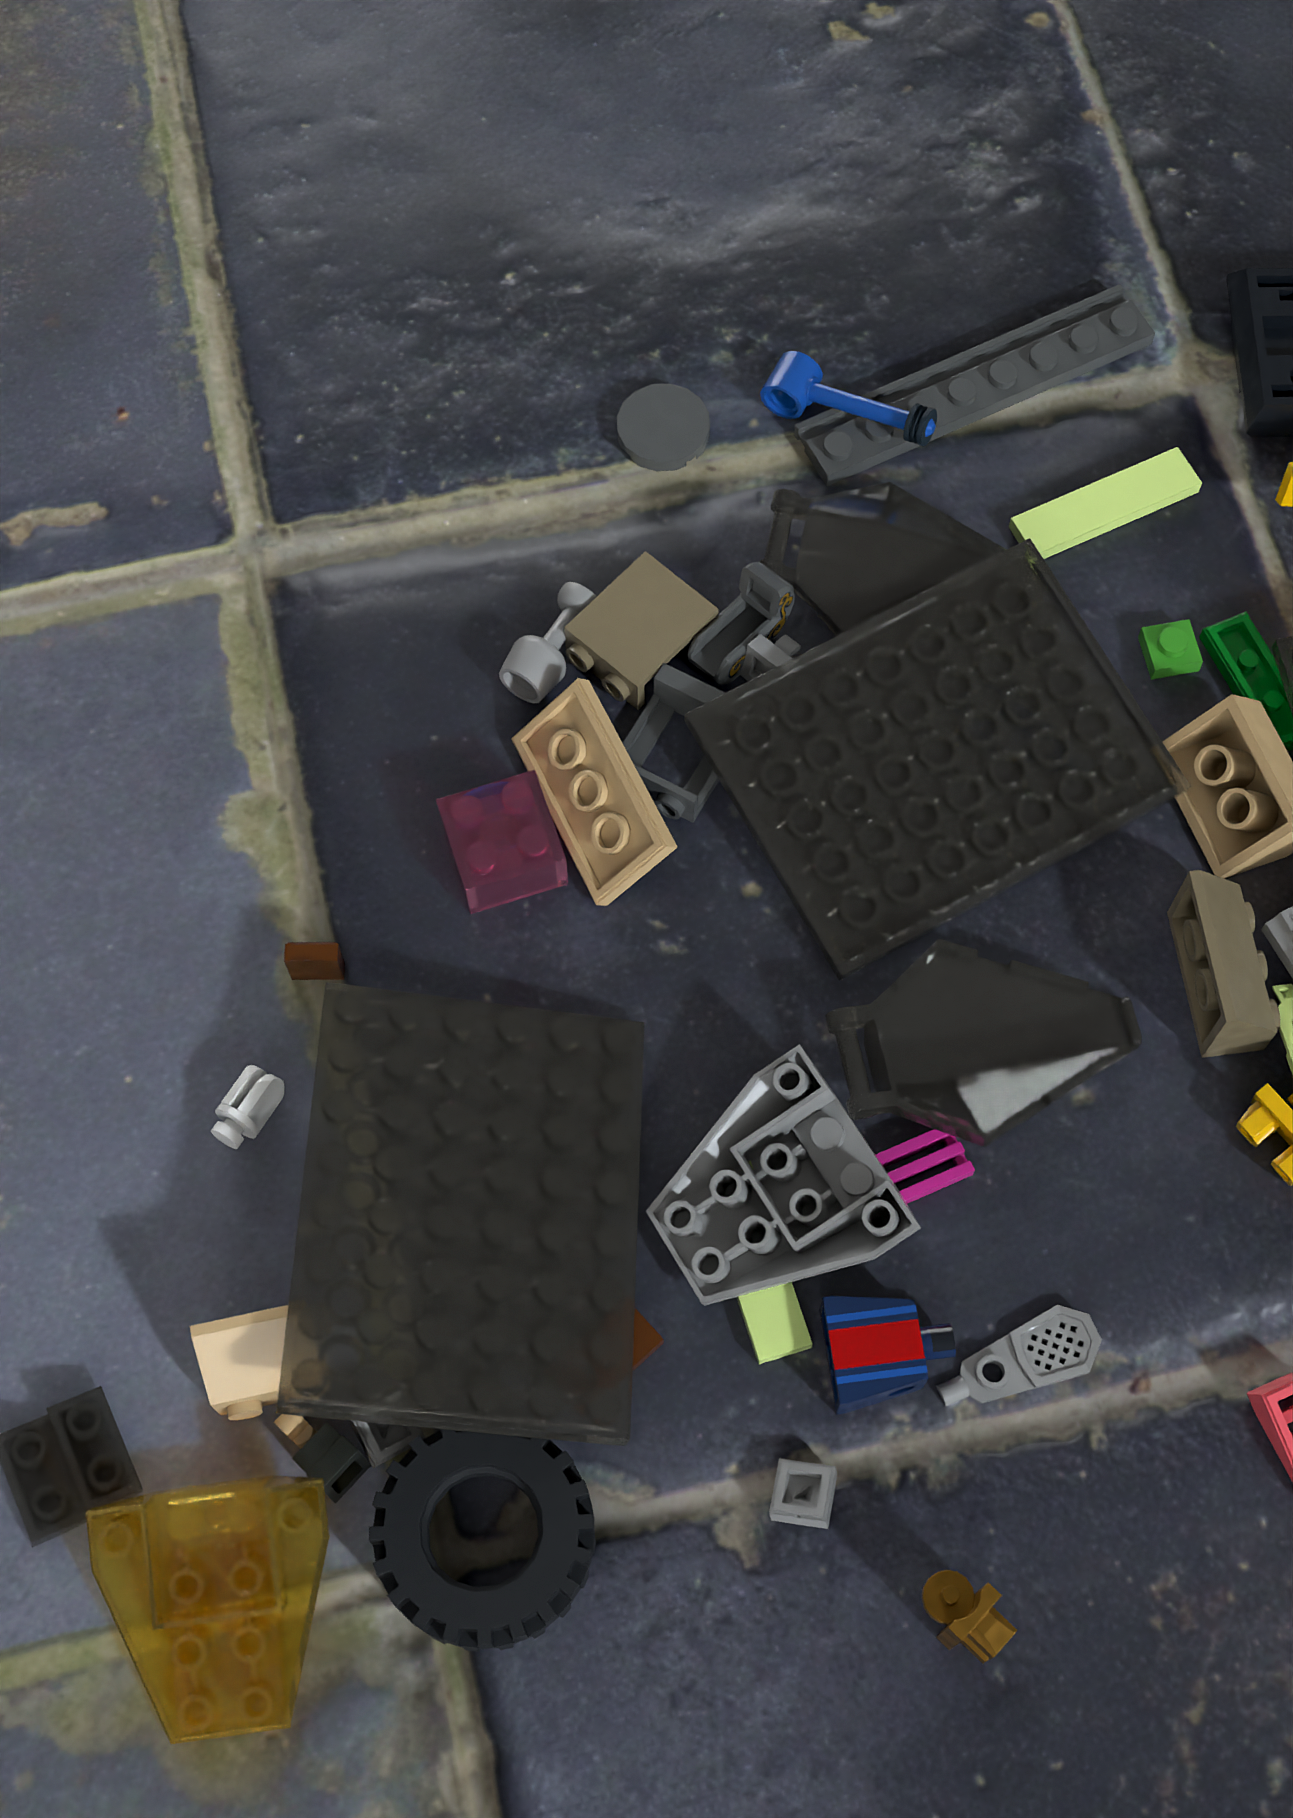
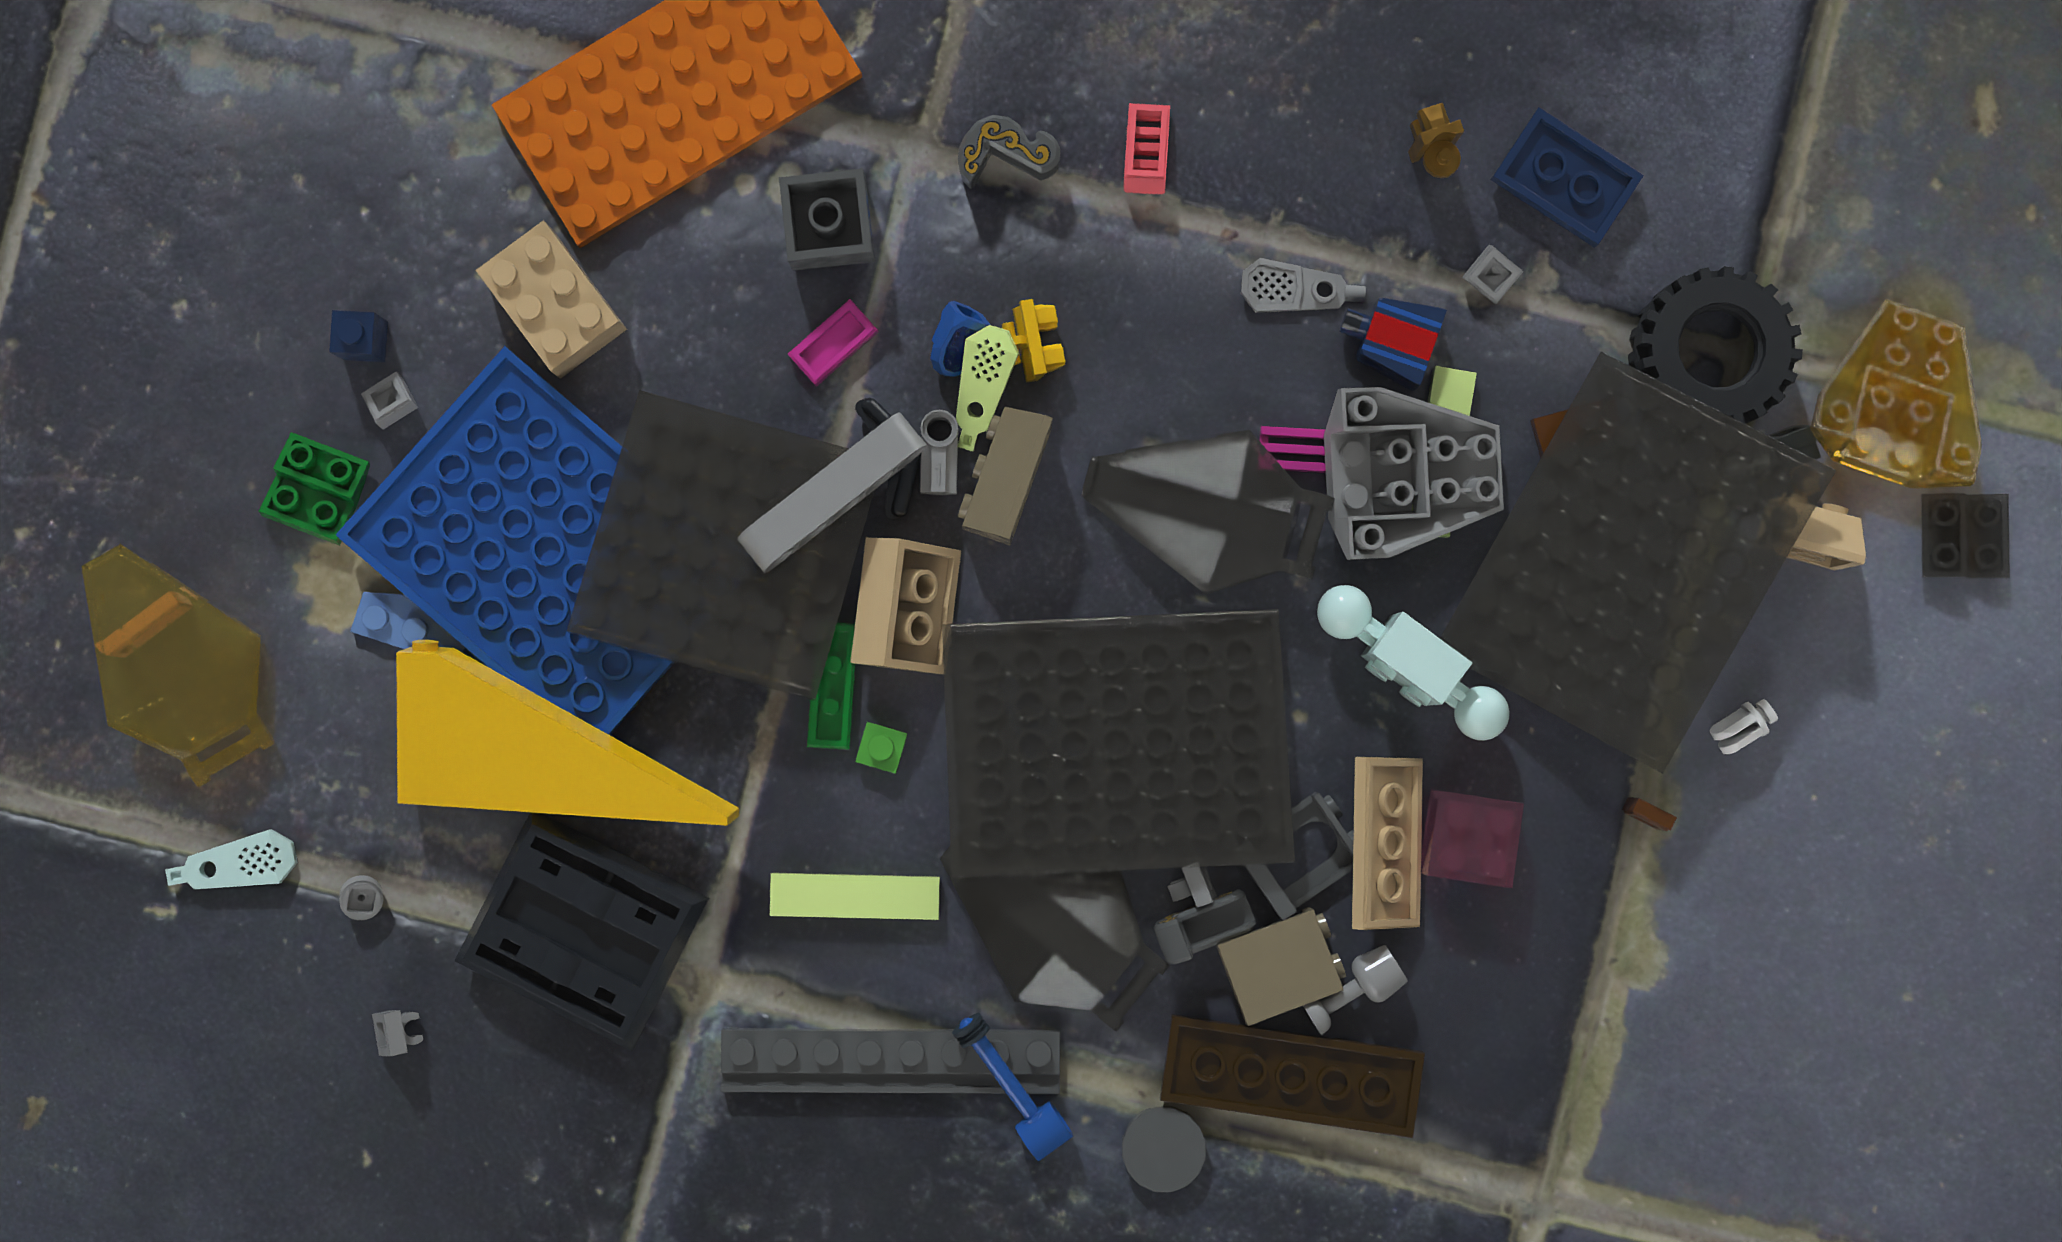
camera: 155 degrees left, 20 degrees up
(569, 539) = (1292, 1076): none -> dark brown plate
(665, 982) = (1415, 660): none -> light aqua brick
(776, 1669) = (1567, 177): none -> dark blue plate

